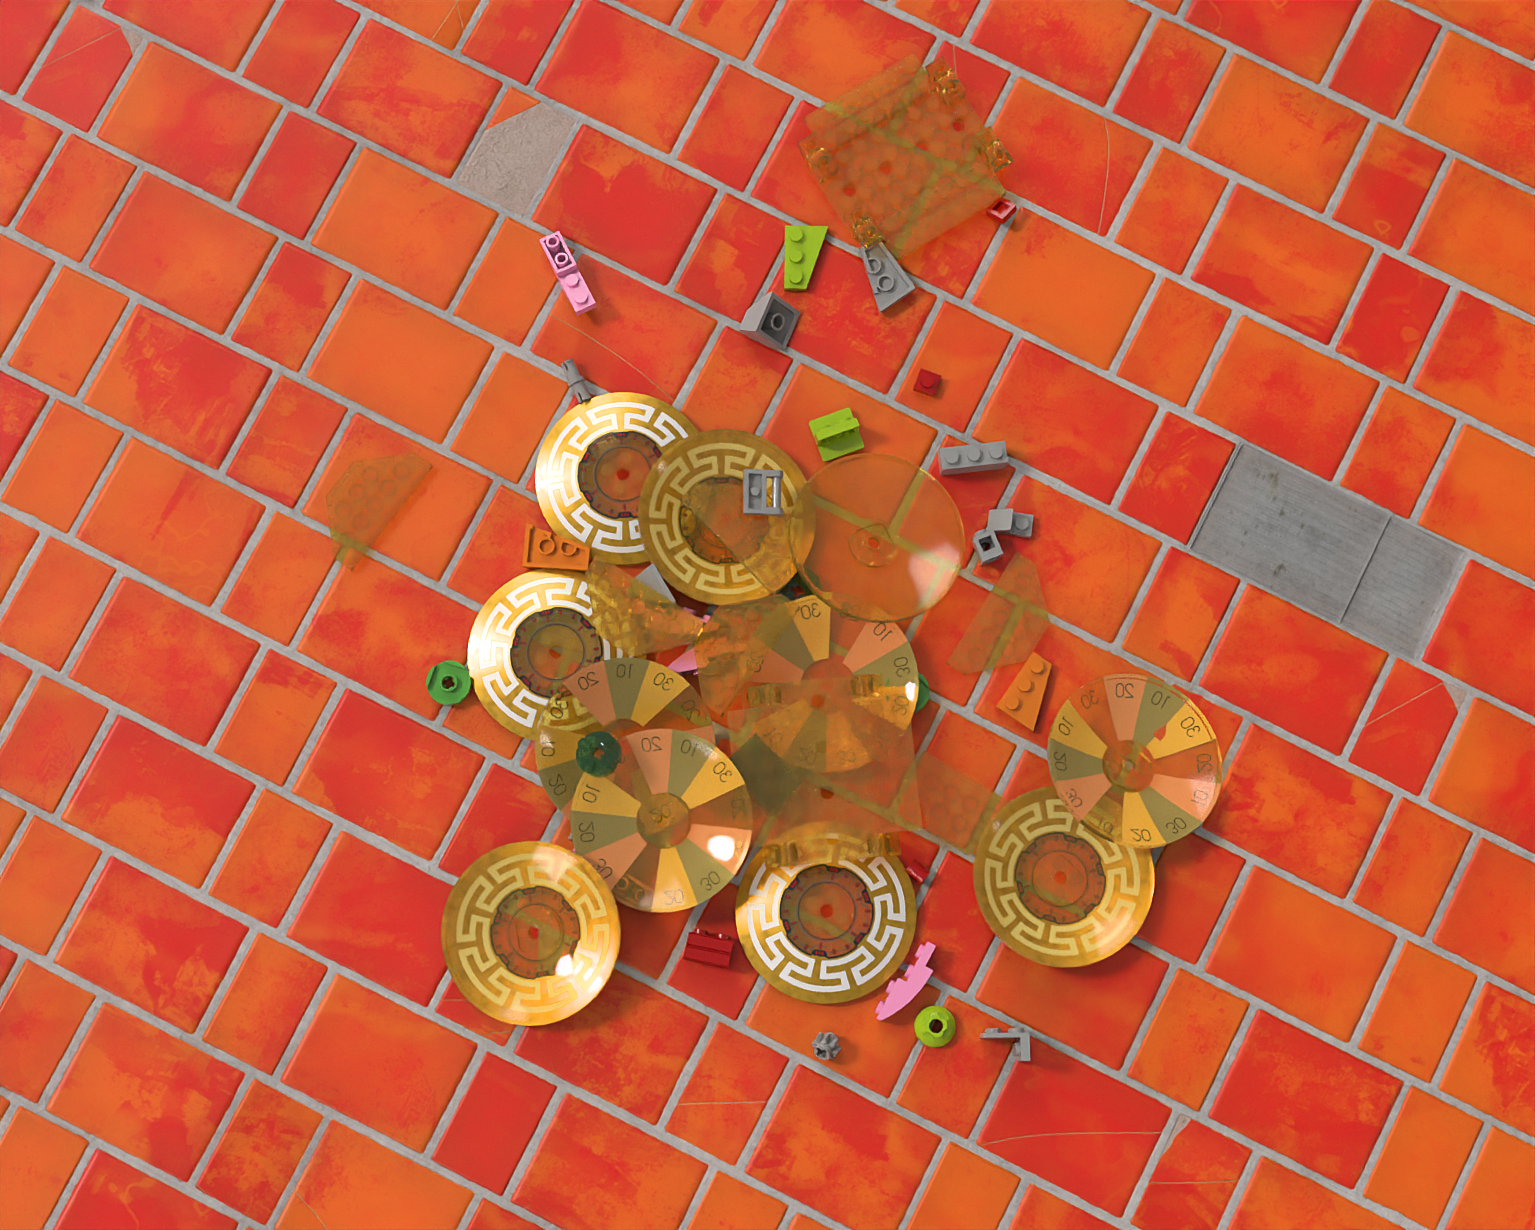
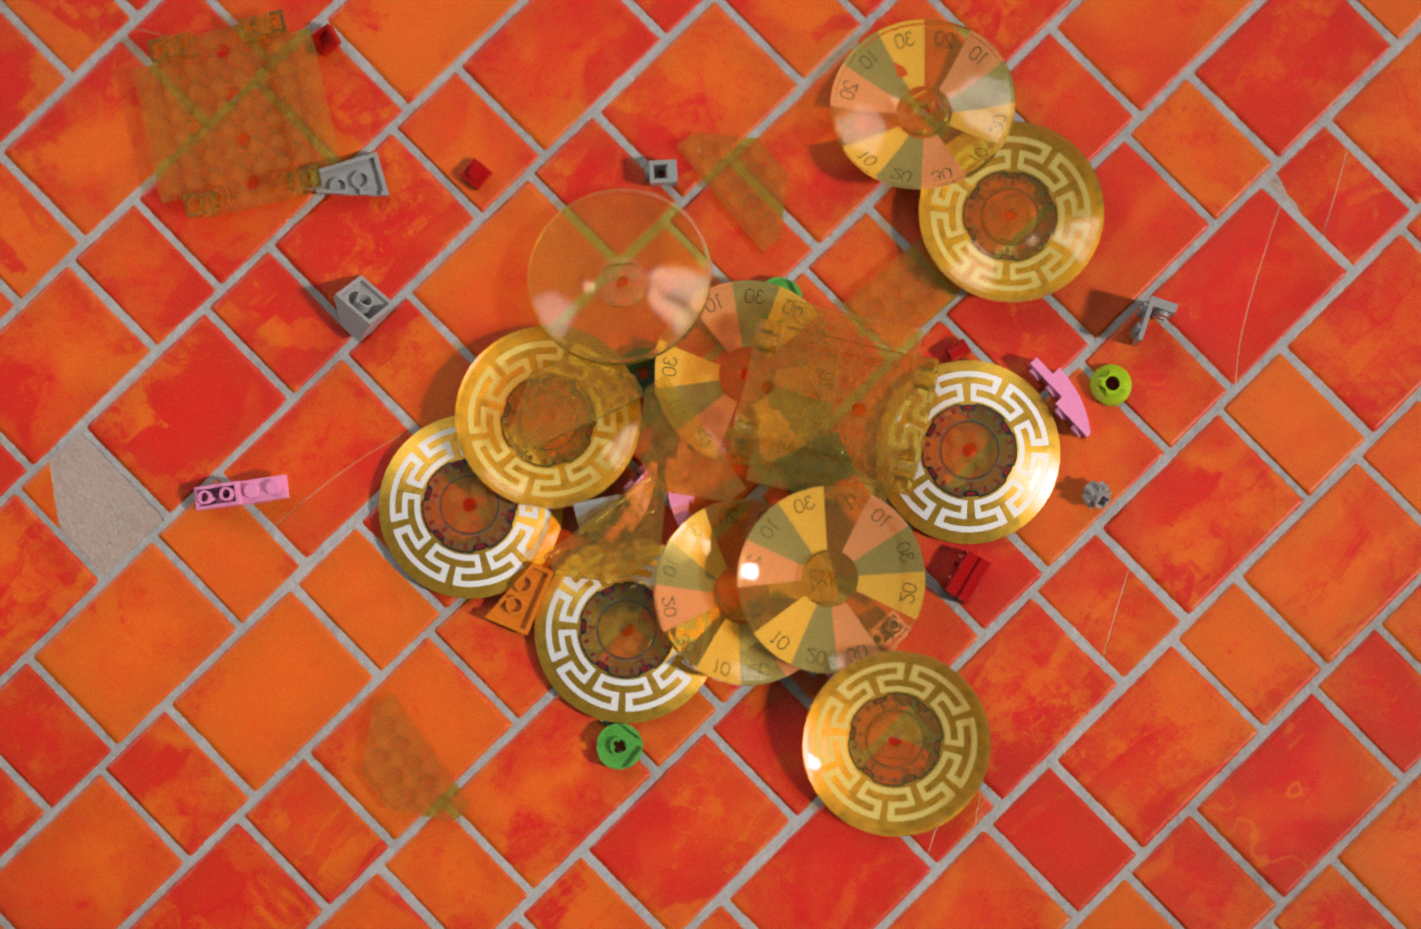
camera: 65 degrees left, 5 degrees up
(575, 380) = (355, 521): light grey pin -> none
(587, 748) = (757, 610): clear green plate -> none
(755, 492) = (536, 378): light grey plate -> none
(801, 253) = (300, 253): lime wing -> none
(836, 434) = (498, 281): lime bracket -> none
(972, 458) = (569, 156): light grey brick -> none
(1010, 523) = (645, 142): light grey slope -> none
(1026, 692) = (818, 186): orange wing -> none

